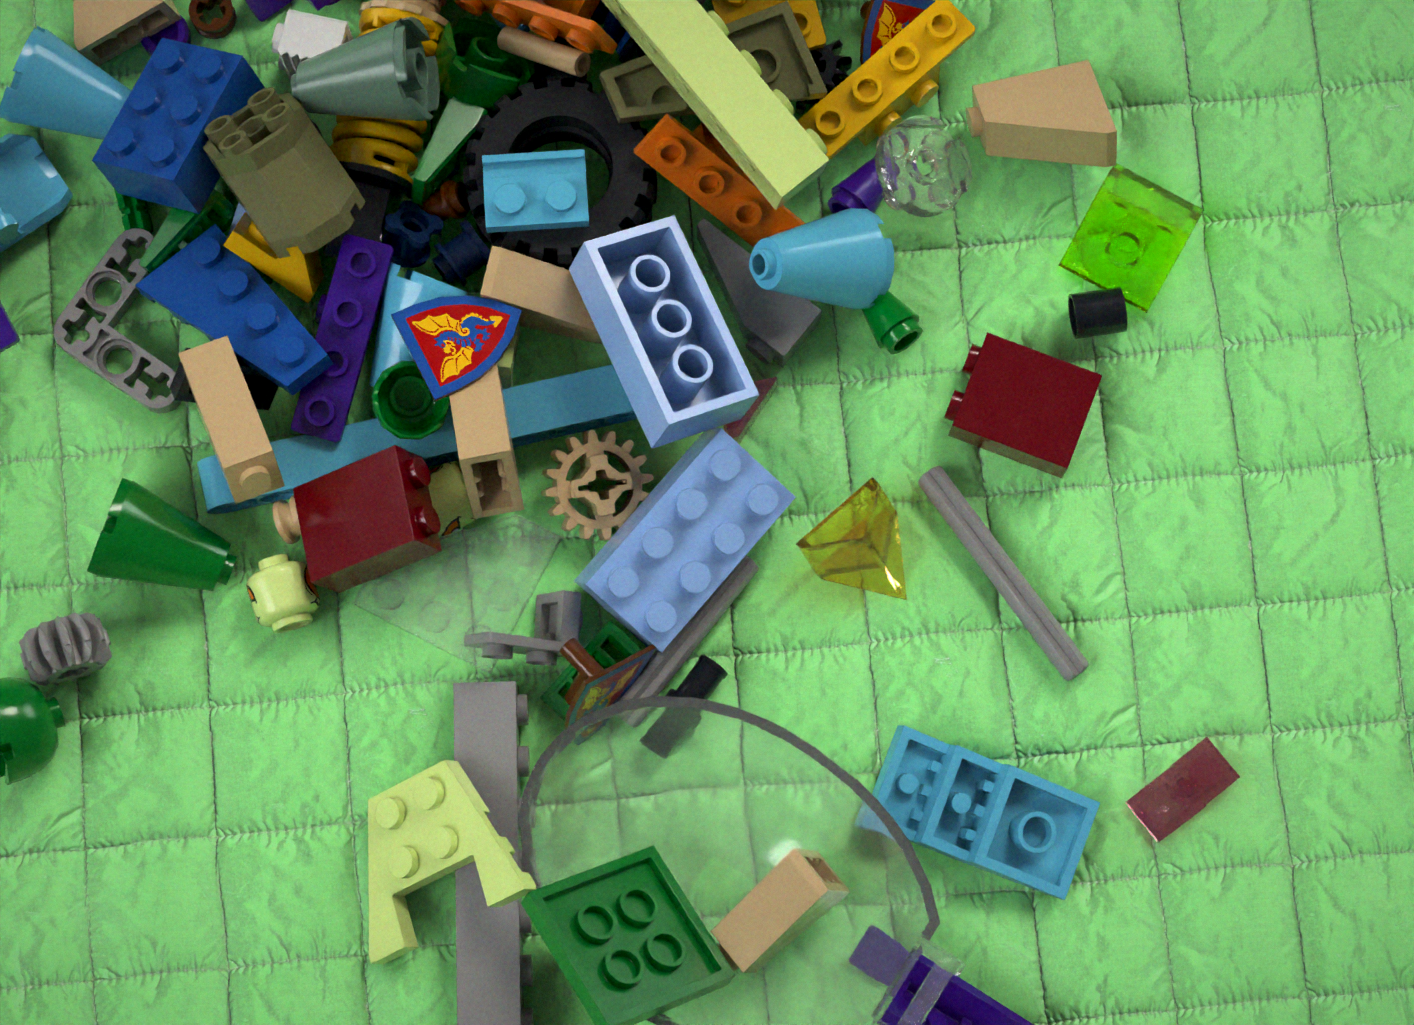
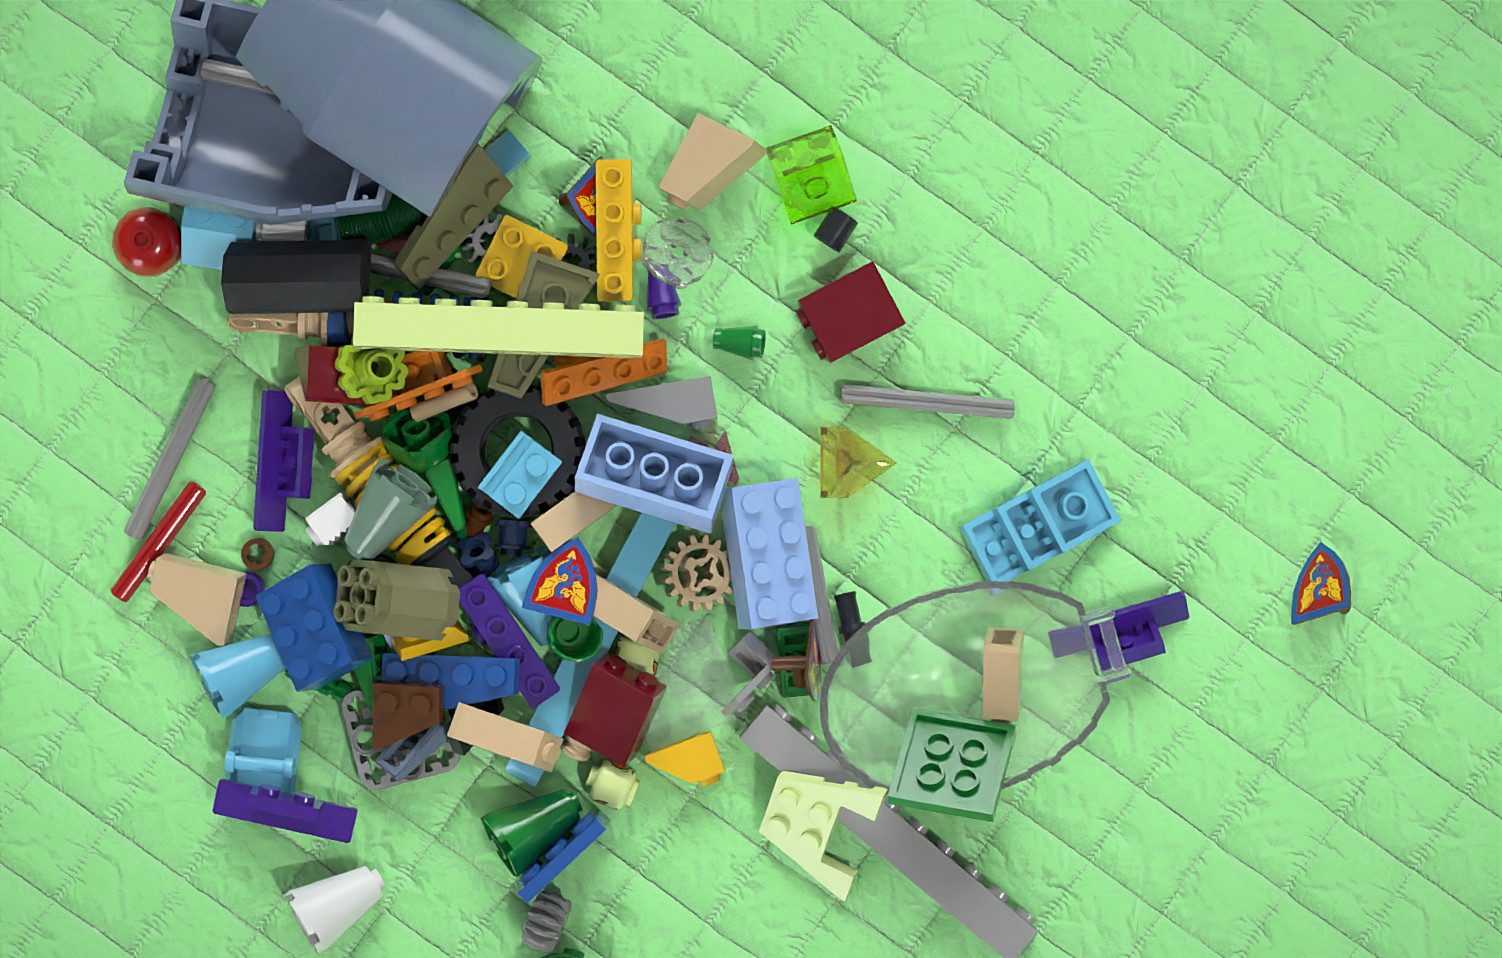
camera: 50 degrees left, 10 degrees up
(151, 596) = (562, 854): none -> blue plate
(155, 341) = (425, 747): none -> sand blue slope
(170, 293) = (404, 710): none -> reddish brown wing
(384, 654) = (690, 759): none -> yellow slope
(828, 260) = (687, 351): medium azure cone -> none
(1182, 789) = (1118, 410): clear pink slope -> none

